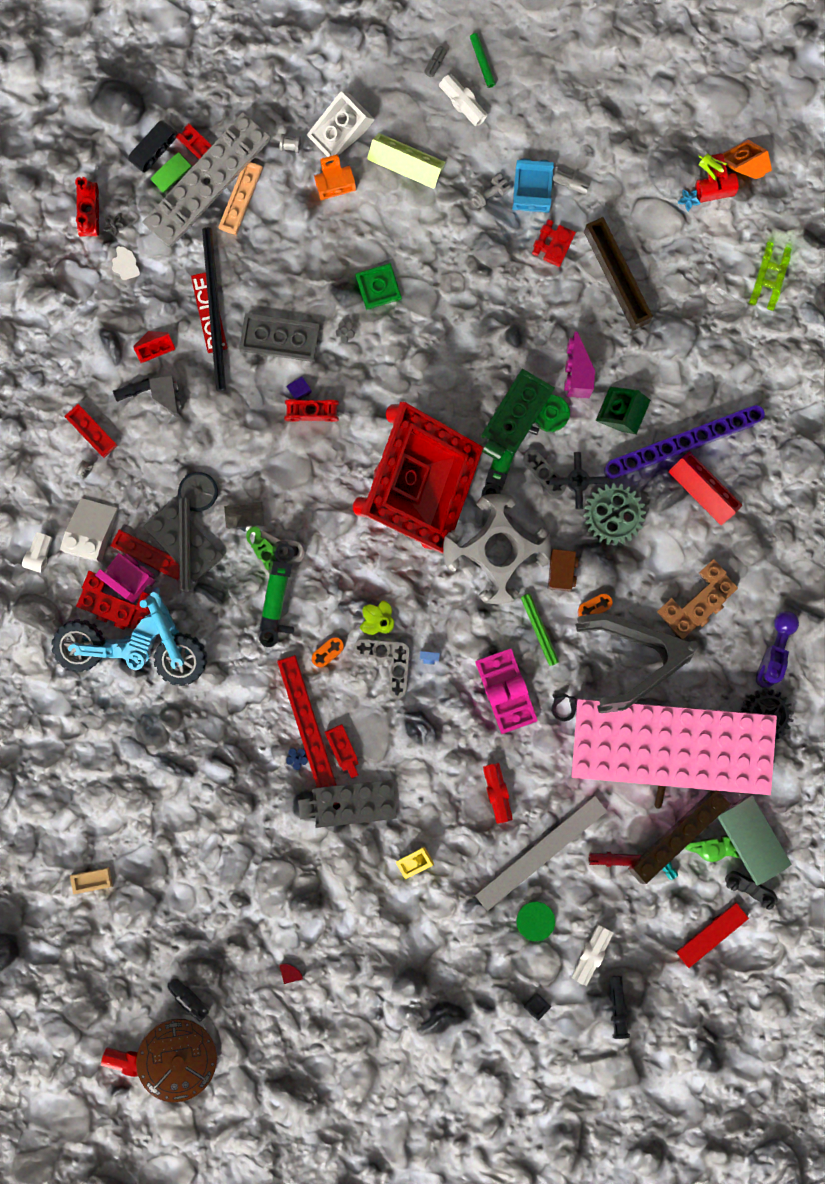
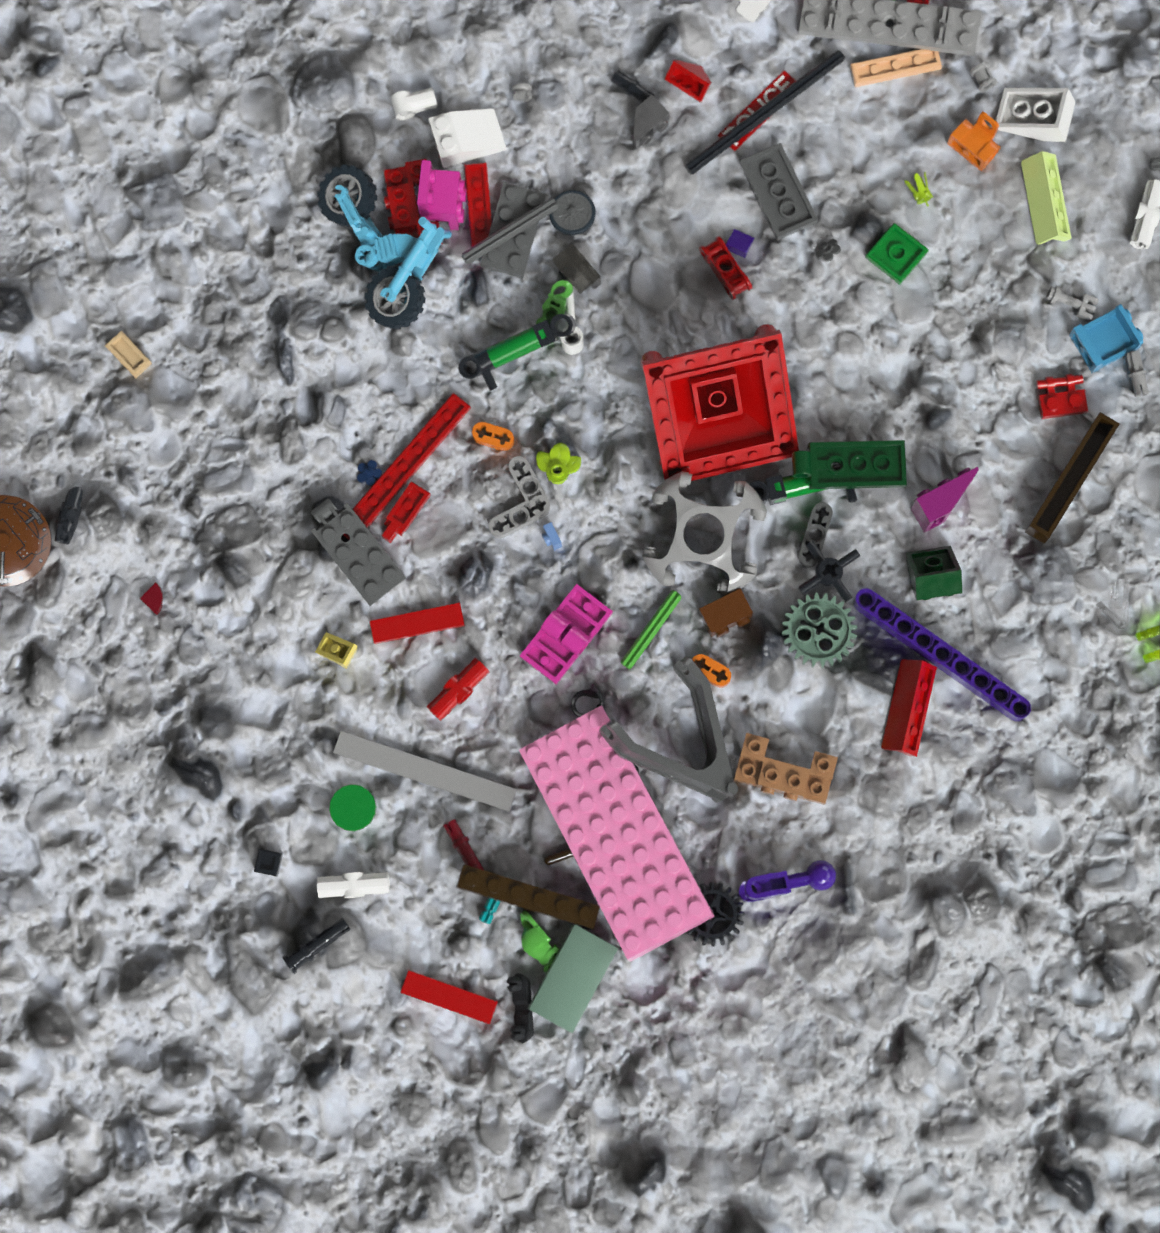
camera: 65 degrees right, 5 degrees down
(90, 430) = (565, 75): red plate -> none
(347, 238) = (924, 193): none -> lime piece
(430, 792) = (417, 623): none -> red tile
(553, 415) = (882, 505): green tile -> none

